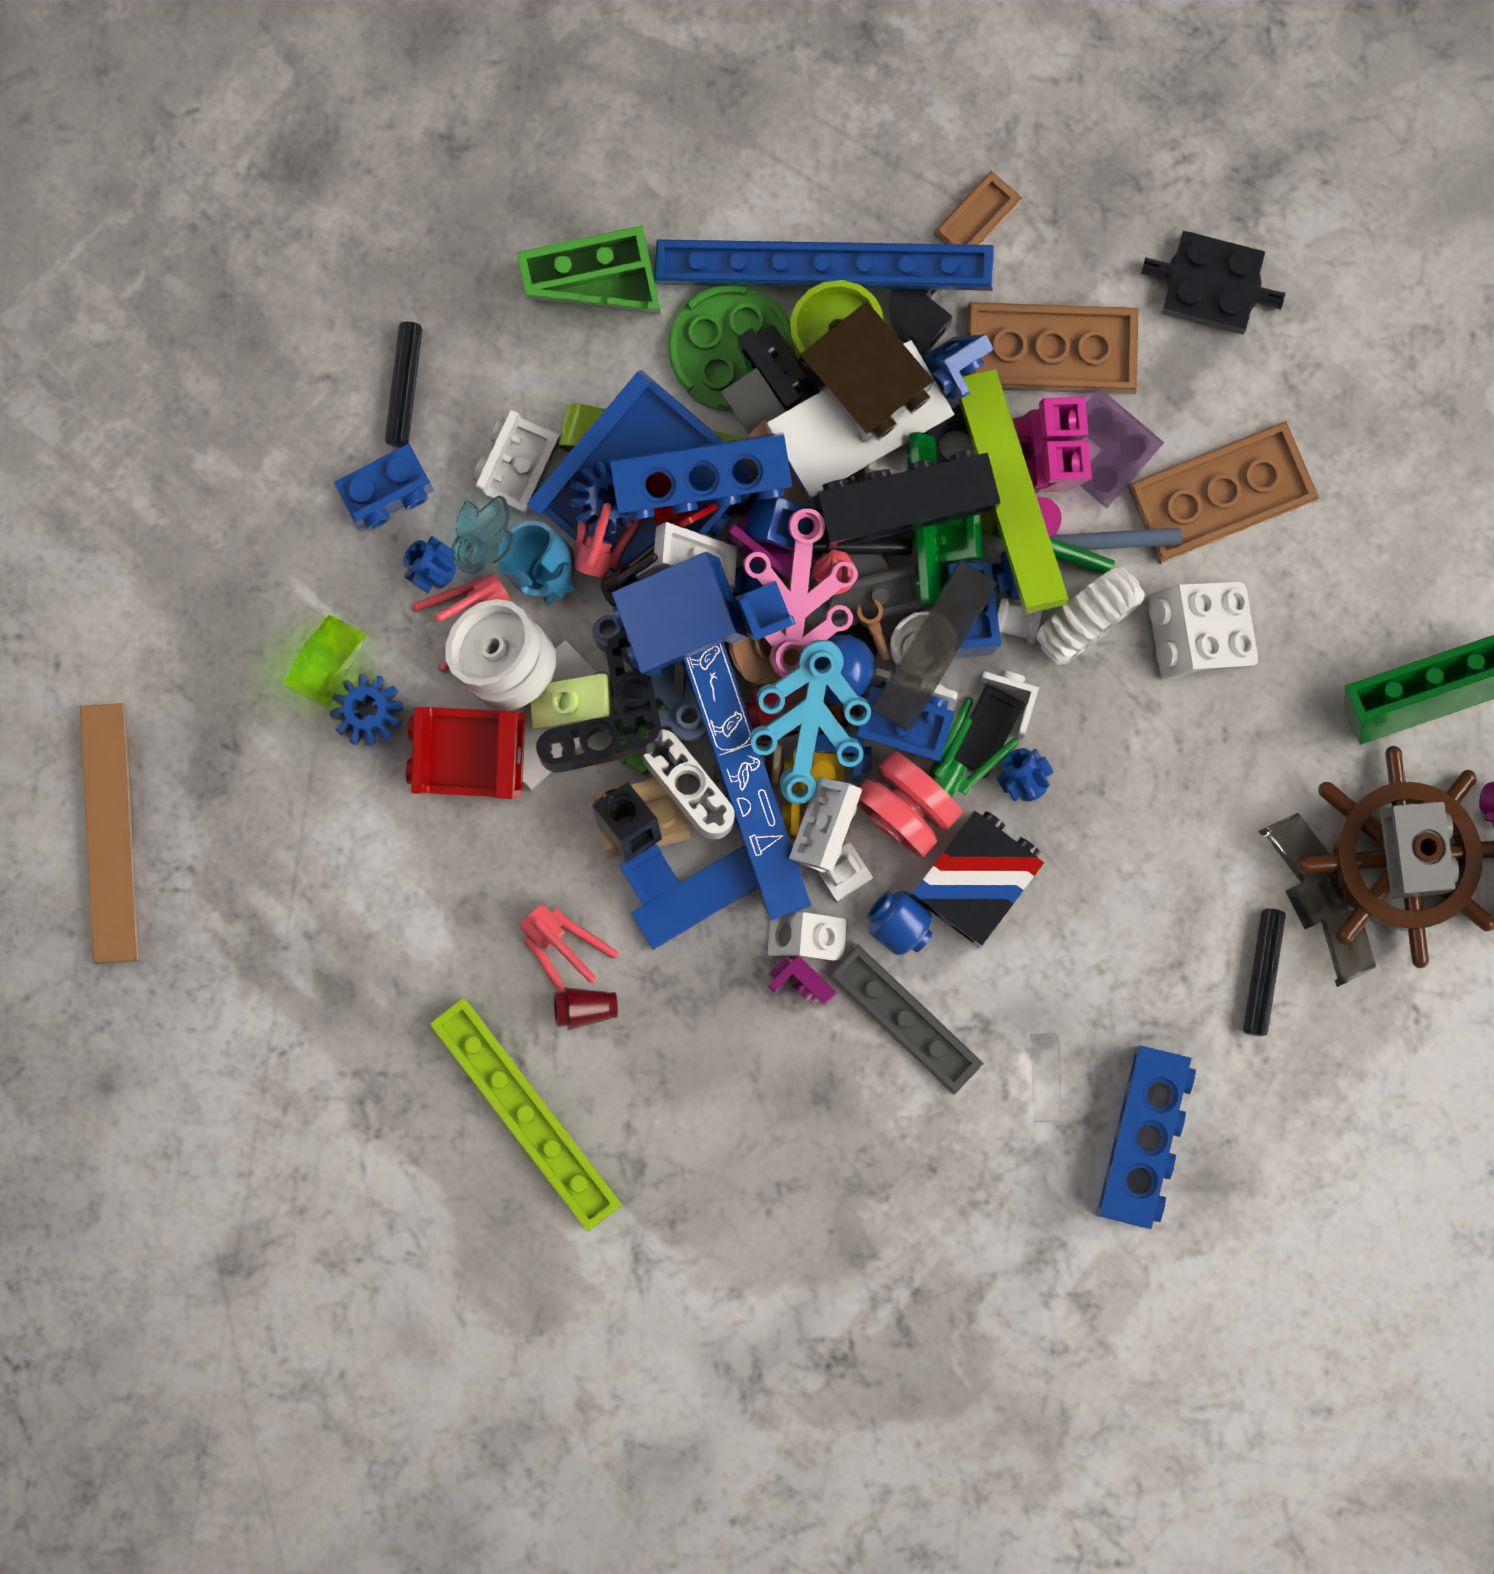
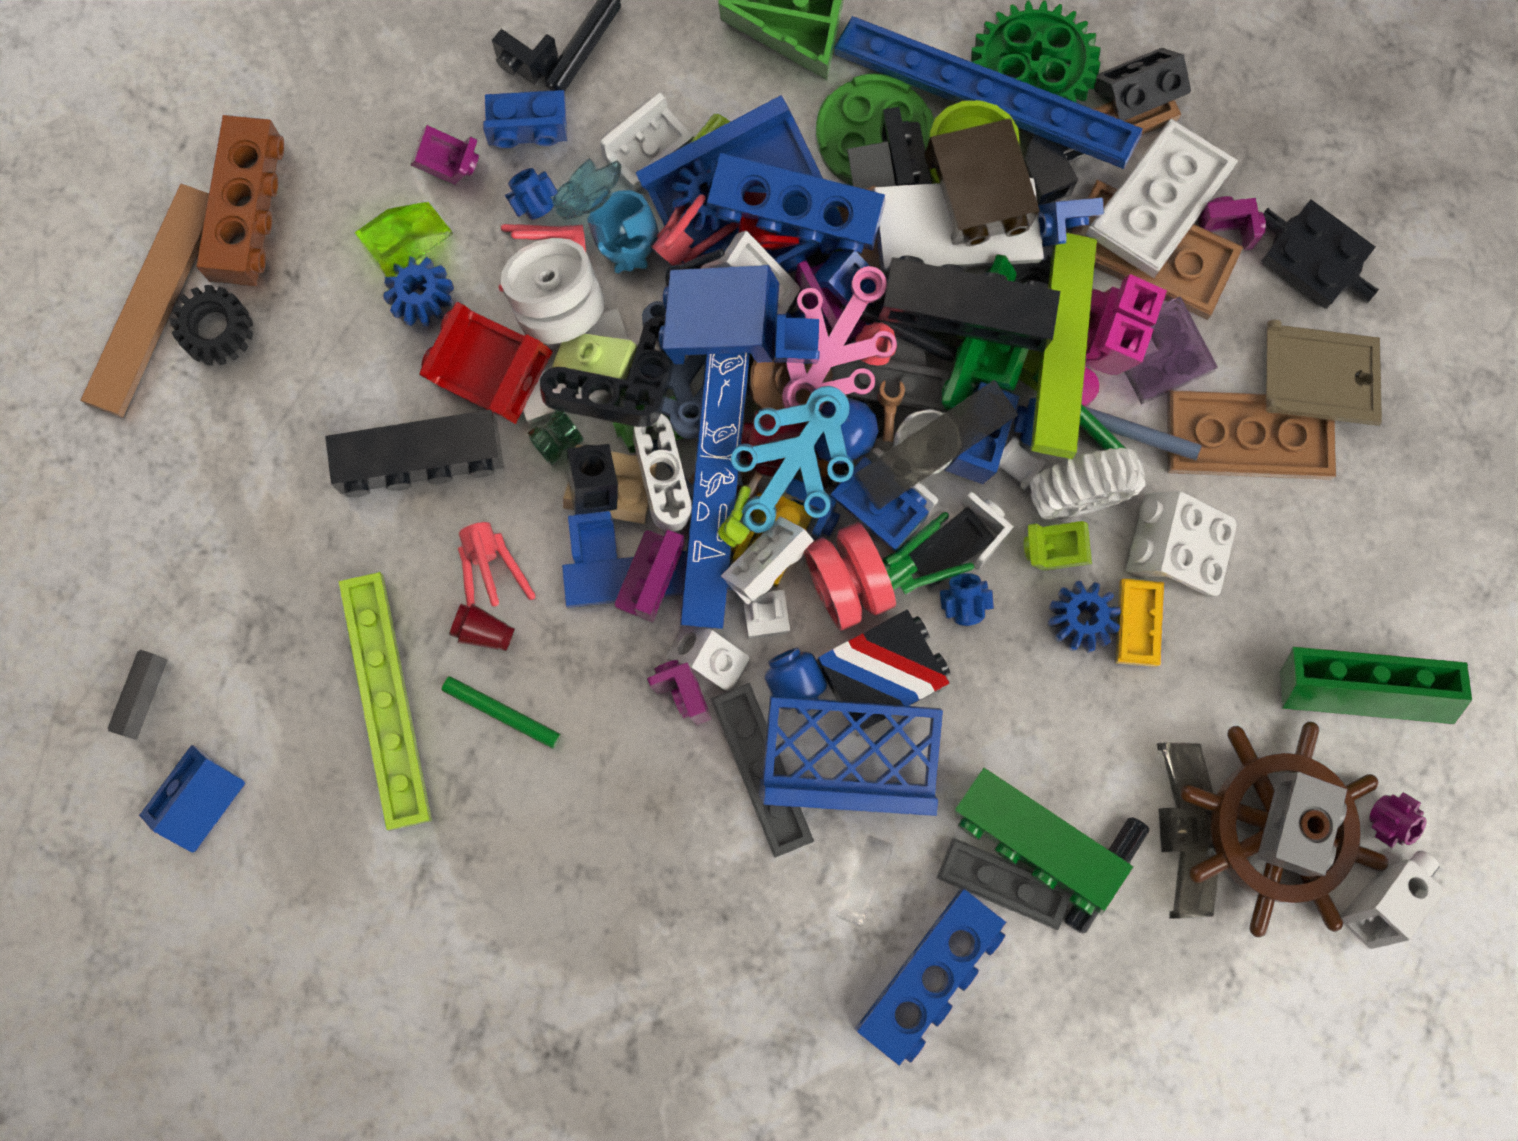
camera: 20 degrees right, 5 degrees down
(118, 639) = (239, 142): none -> dark orange brick
(156, 832) = (198, 307): none -> black tyre
(293, 1214) = (137, 694): none -> black tile
(326, 562) = (445, 155): none -> magenta bracket
(347, 431) = (520, 59): none -> black bracket
(391, 1286) = (191, 799): none -> blue panel
(440, 869) = (414, 453): none -> black brick
(572, 785) = (563, 431): none -> clear green wheel
(638, 1076) = (501, 712): none -> green bar
(719, 886) = (650, 574): none -> magenta bracket
(780, 811) = (732, 530): none -> lime hand
(848, 172) = (1036, 57): none -> green gear
(972, 183) = (1145, 82): none -> black bracket
(997, 1006) = (849, 793): none -> blue fence
(1040, 294) = (1162, 198): none -> white tile
(1087, 684) = (1058, 545): none -> lime bracket
(1109, 282) = (1231, 214): none -> magenta bracket
(1155, 738) = (1075, 603): none -> blue gear
(1175, 1022) = (1002, 884): none -> dark grey tile
(1191, 969) = (1043, 842): none -> green brick
(1194, 723) = (1140, 623): none -> yellow plate
(1258, 403) = (1315, 374): none -> dark tan container

